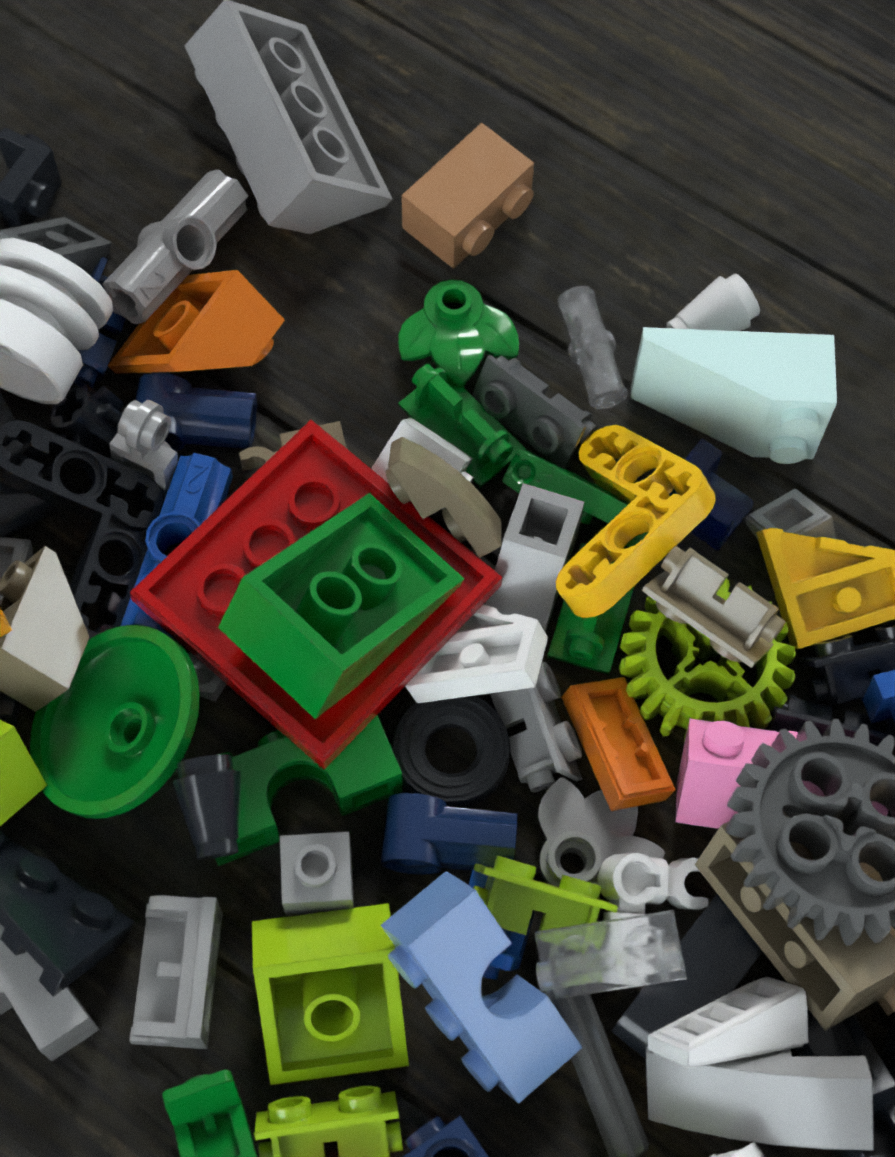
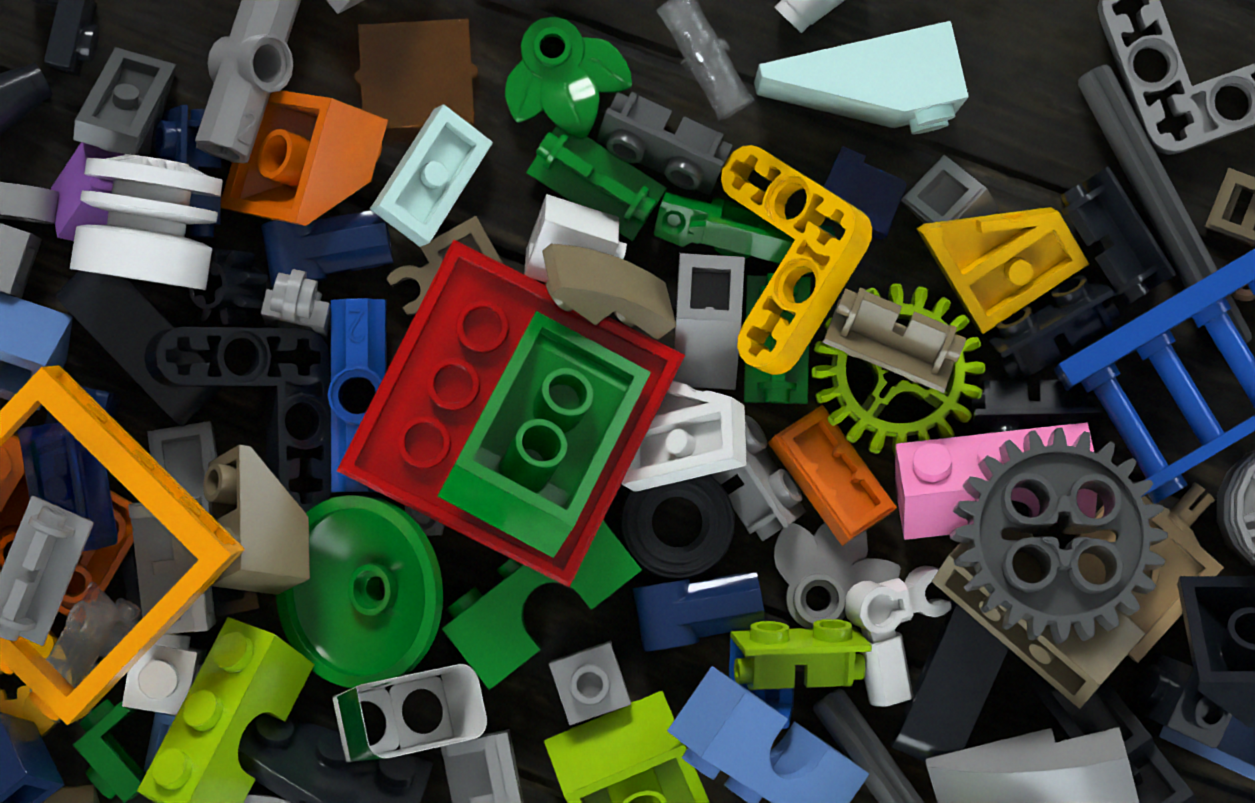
camera: 15 degrees left, 20 degrees up
(179, 862) = (462, 717): none -> white piece
(210, 803) = (478, 655): black cone -> none
(308, 376) = (431, 175): none -> light aqua plate
(326, 302) = (414, 69): none -> clear orange piece
(609, 955) = (874, 691): clear hinge -> none
(741, 1024) = (1000, 726): white slope -> none

